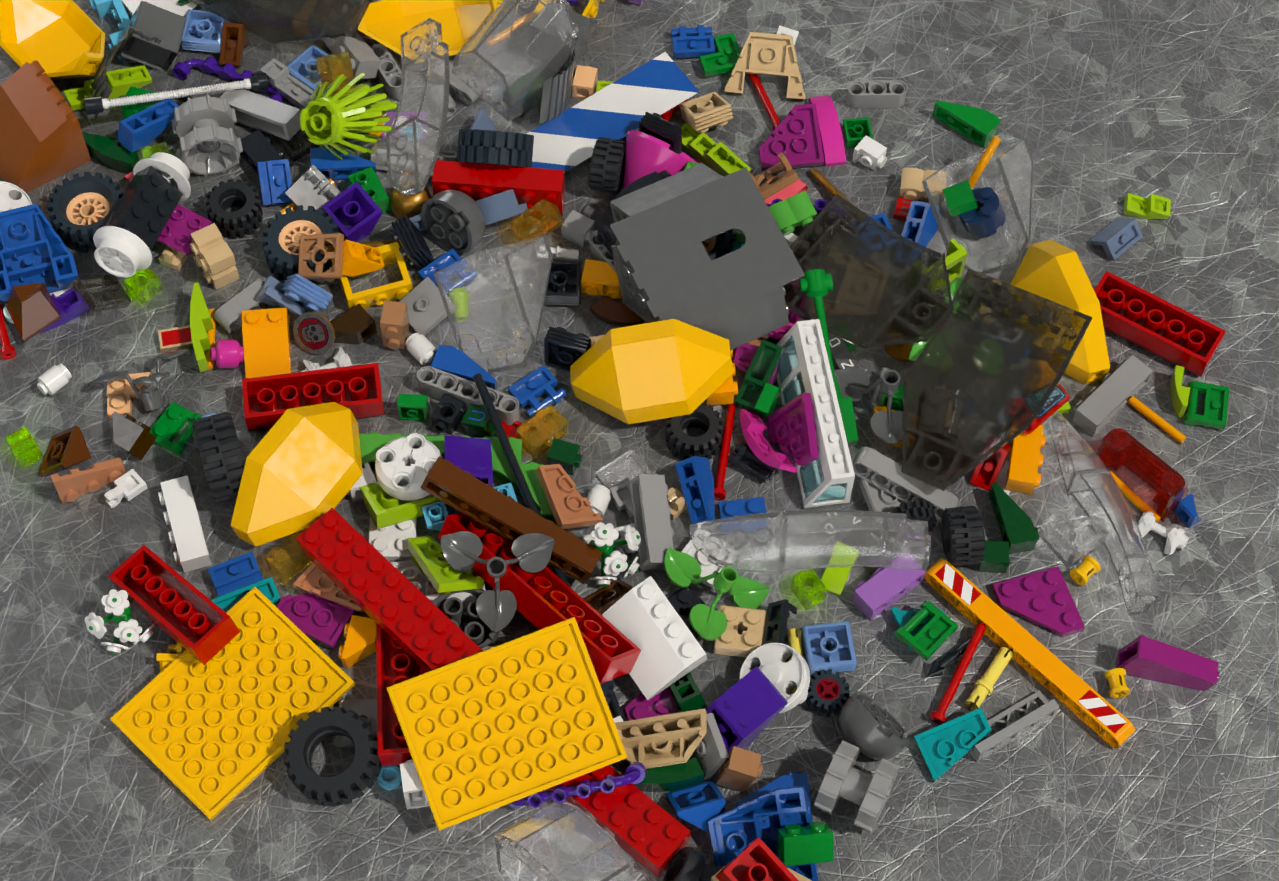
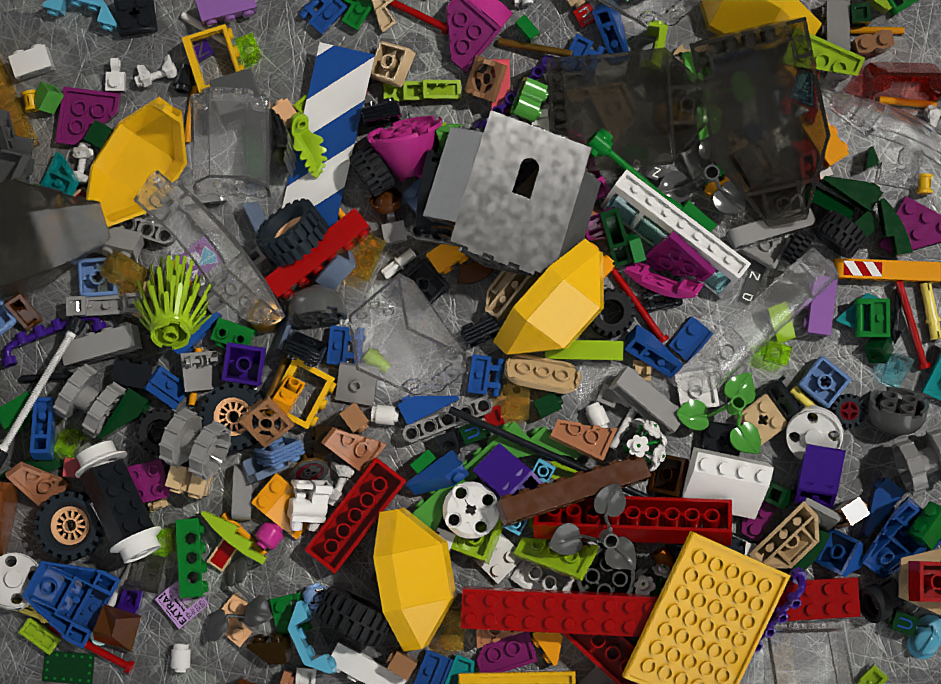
camera: 40 degrees left, 25 degrees up
(99, 153) = (36, 482): none -> nougat wing
(105, 343) = (180, 609): none -> lavender tile
(159, 303) = (183, 529): none -> green brick
(176, 427) = (301, 615): none -> medium azure slope
(213, 173) = (130, 409): none -> dark green slope
(218, 538) = (401, 663): none -> medium nougat brick
(247, 218) = (186, 441): none -> light grey piece
(282, 358) = (309, 510): none -> white hips
(367, 342) = (353, 448): none -> nougat wing
(412, 420) = (439, 475): none -> blue slope
(577, 109) = (308, 144): none -> lime plant
(586, 427) = (542, 373): none -> tan tile
(594, 199) = (387, 201): none -> reddish brown hat
(605, 19) = (247, 41): none -> clear neon green brick
(643, 442) = (589, 350): none -> lime slope
(845, 177) = (527, 29): none -> green piece
(908, 666) = (879, 350): none -> dark green panel
(908, 696) = (896, 370): none -> clear light blue slope
(976, 498) = (832, 202): none -> dark green sticker
(1016, 575) = (893, 228): none -> dark green slope
(1051, 508) = (871, 159): none -> dark green slope
(1089, 390) = (835, 58): none -> lime wing
(1145, 424) = (876, 44): none -> medium nougat brick
(1154, 389) = (860, 13): none -> dark green panel

